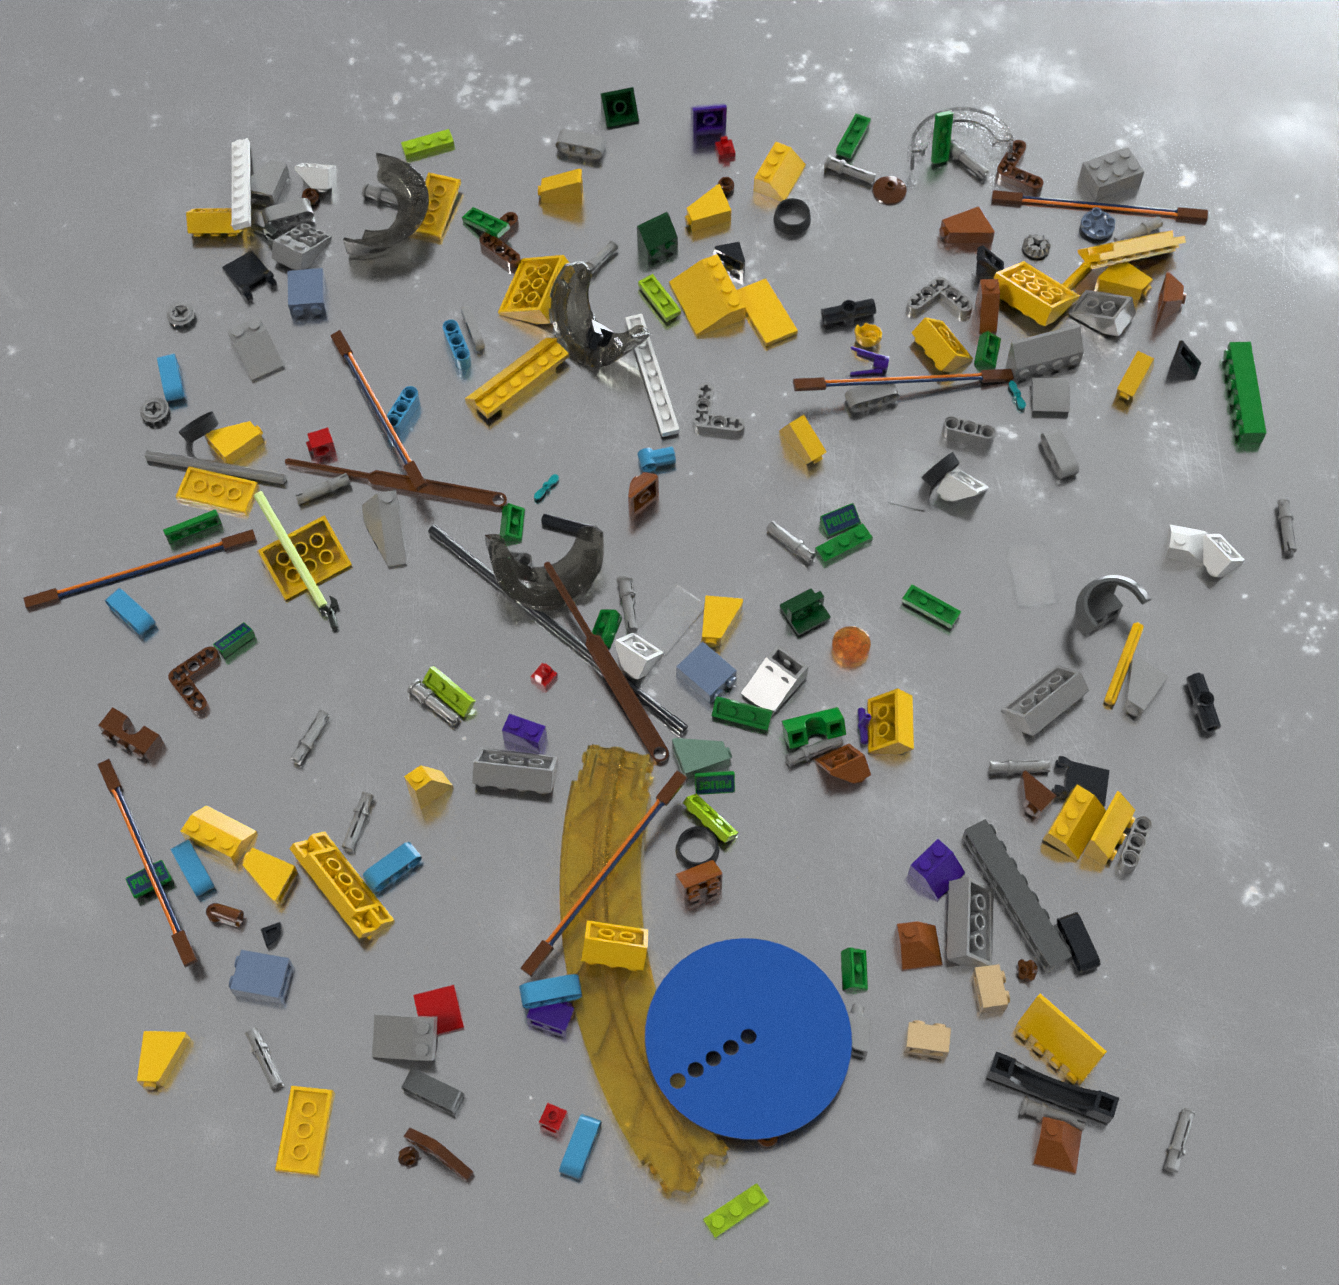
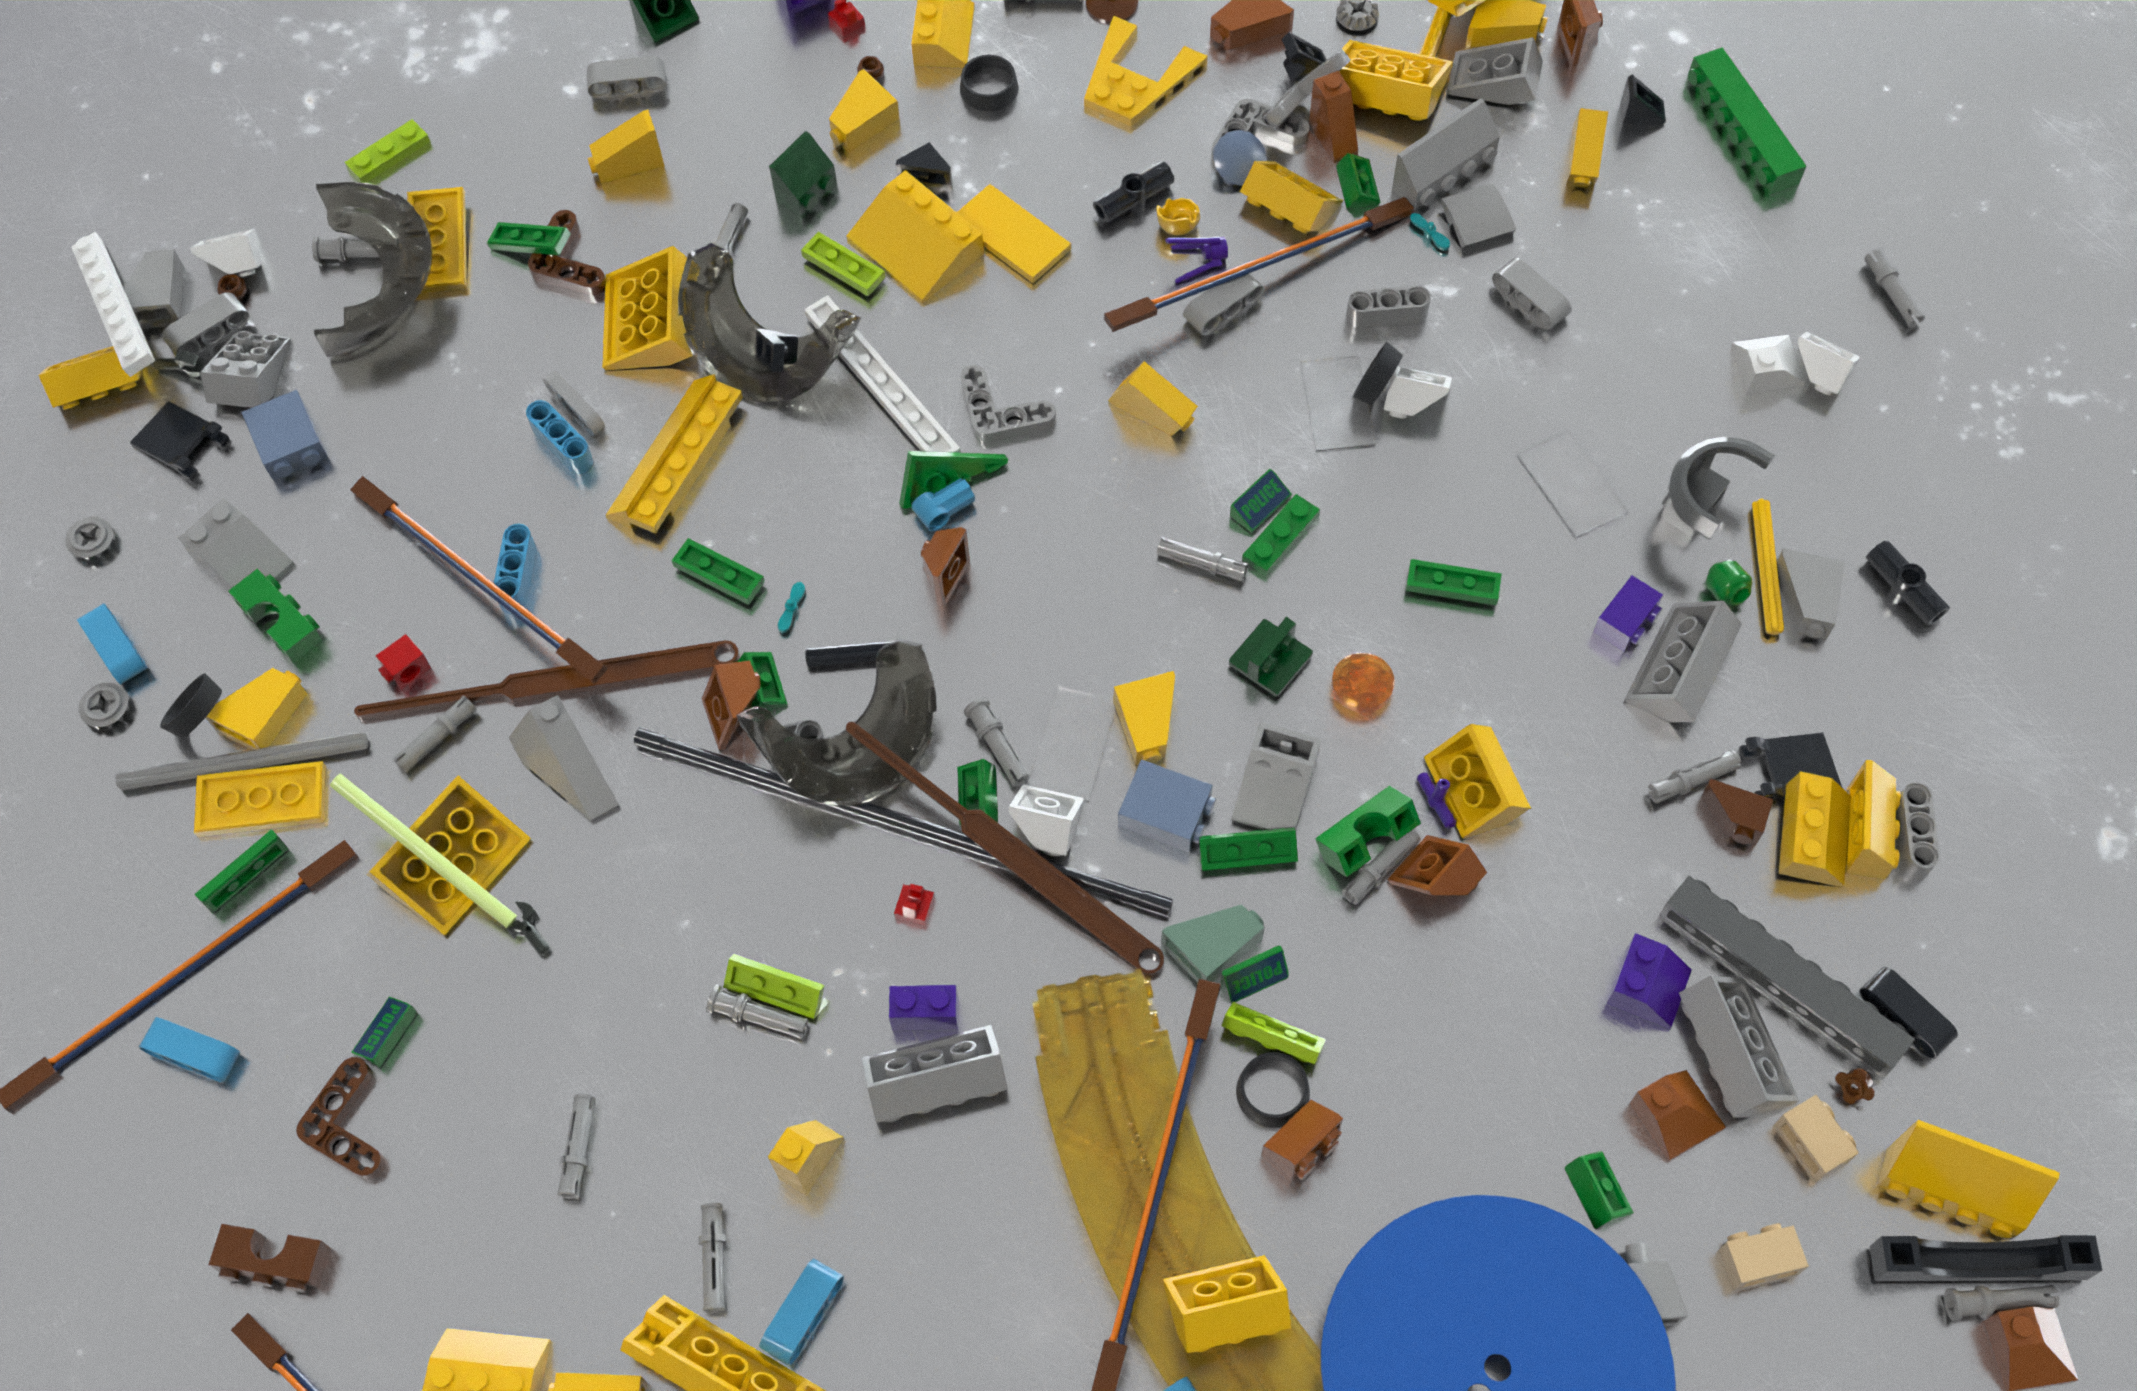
camera: 20 degrees left, 0 degrees up
(258, 380) = (260, 597): none -> green arch
(490, 521) = (728, 694): none -> dark orange slope
(513, 452) = (718, 571): none -> green plate
(660, 437) = (937, 470): none -> green wing
(872, 250) = (1127, 94): none -> yellow wing
(918, 308) = (1236, 154): none -> sand blue dish
(974, 283) = (1302, 88): none -> light grey beam
(1025, 661) = (1628, 613): none -> dark purple brick
(1094, 664) = (1729, 582): none -> green head

